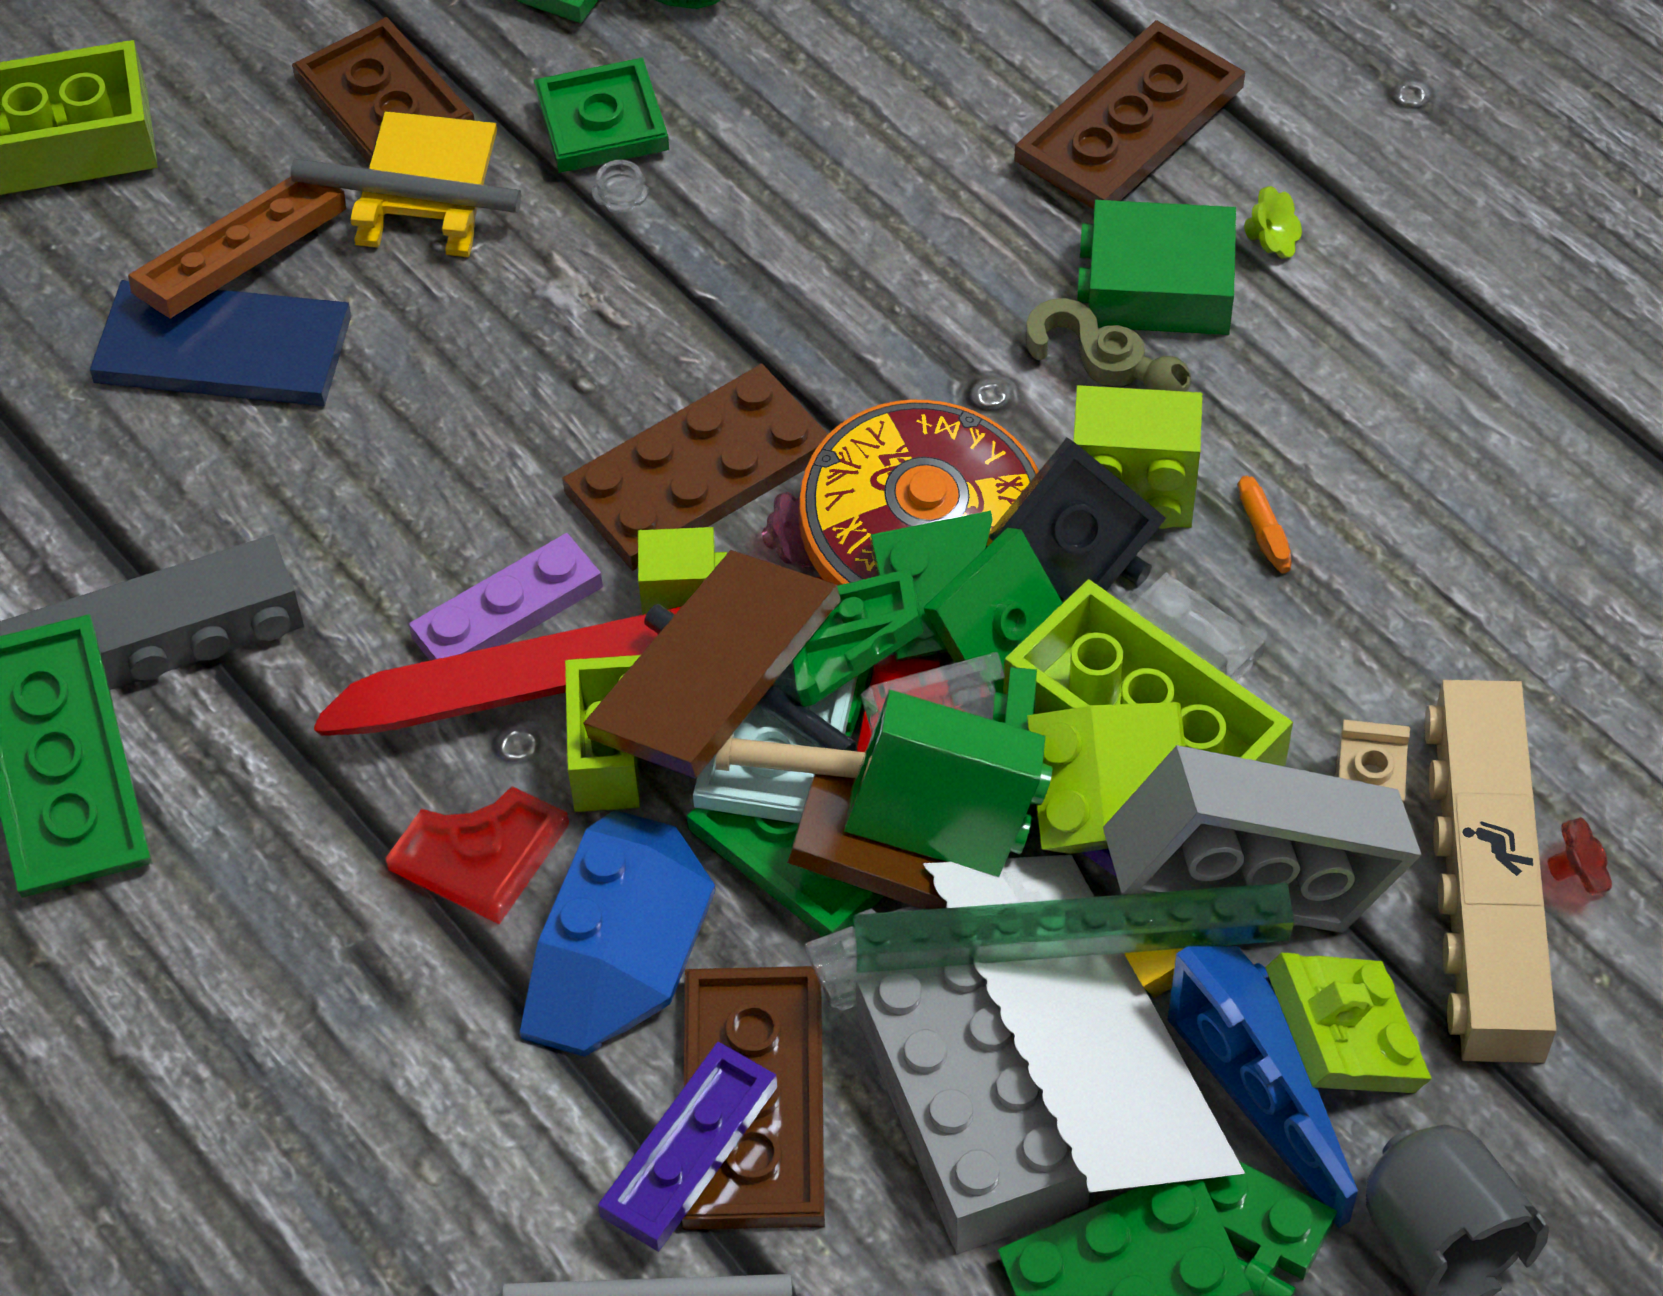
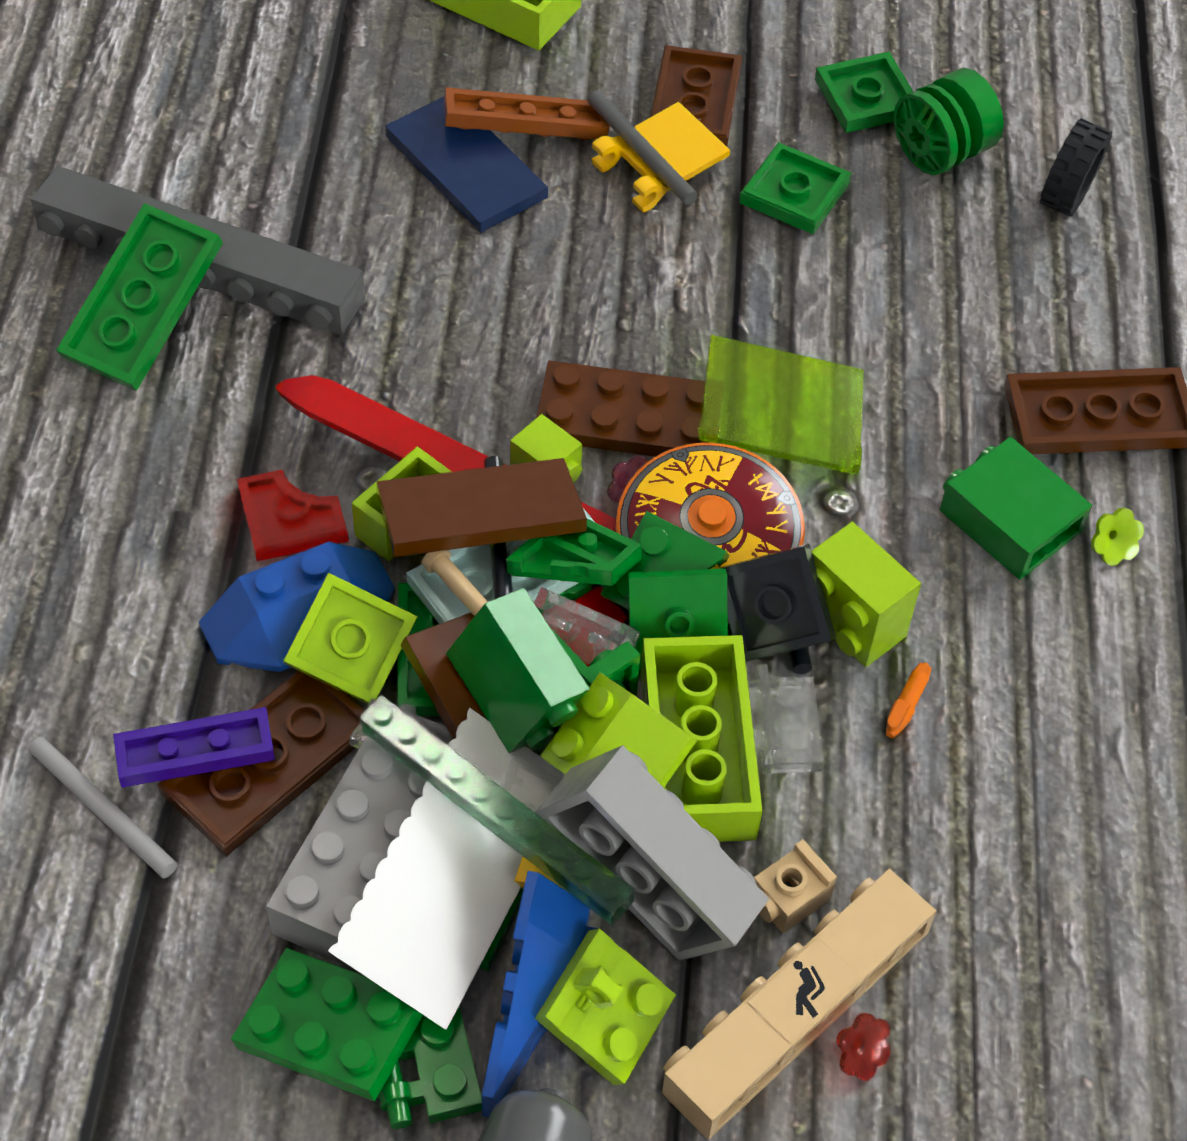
camera: 40 degrees right, 0 degrees up
(509, 601) = (449, 403): medium lavender plate -> none
(620, 186) = (760, 233): clear plate -> none
(720, 905) = (350, 639): none -> lime hinge
(842, 339) = (783, 405): none -> clear neon green piece
(1108, 354) = (926, 530): olive piece -> none

